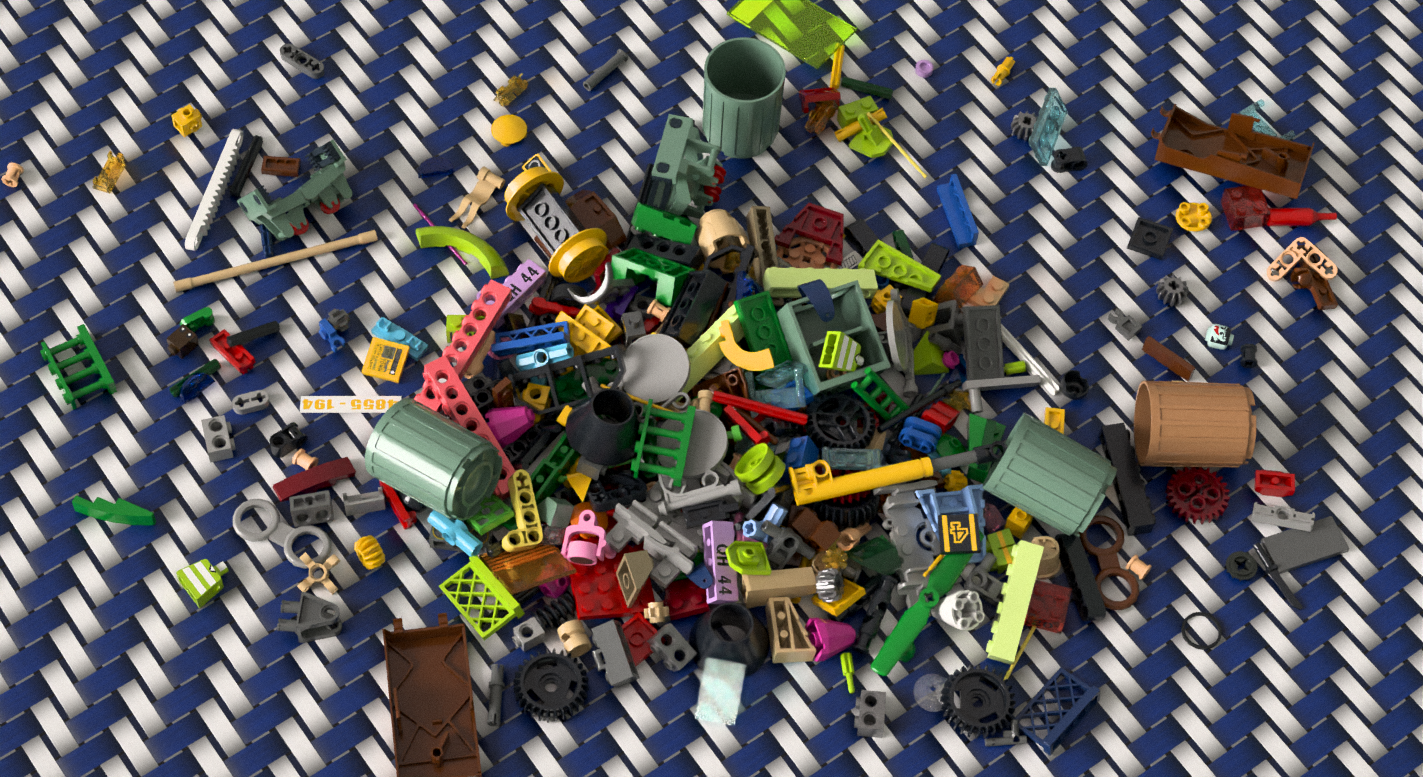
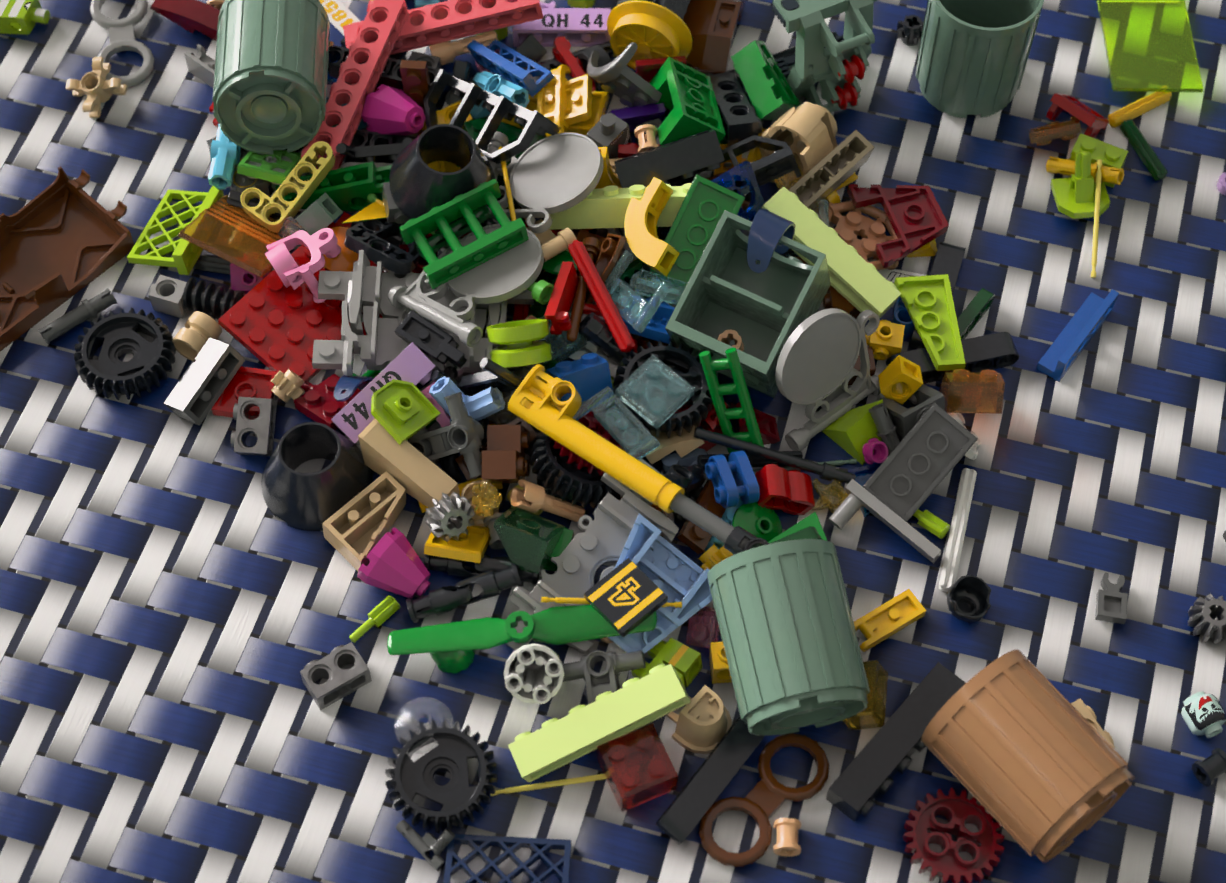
camera: 55 degrees right, 0 degrees up
(311, 508) = (162, 34): flat silver brick -> none
(311, 618) = (36, 112): dark grey piece -> none
(369, 552) = (152, 108): yellow gear -> none
(633, 574) = (298, 330): dark tan slope -> none
(720, 691) = (238, 507): clear light blue plate -> none
(840, 352) = (725, 311): lime torso -> none
(846, 428) = (655, 391): none -> clear light blue plate
(991, 294) = (1002, 439): tan plate -> none
(1168, 358) = (1113, 678): reddish brown tile -> none

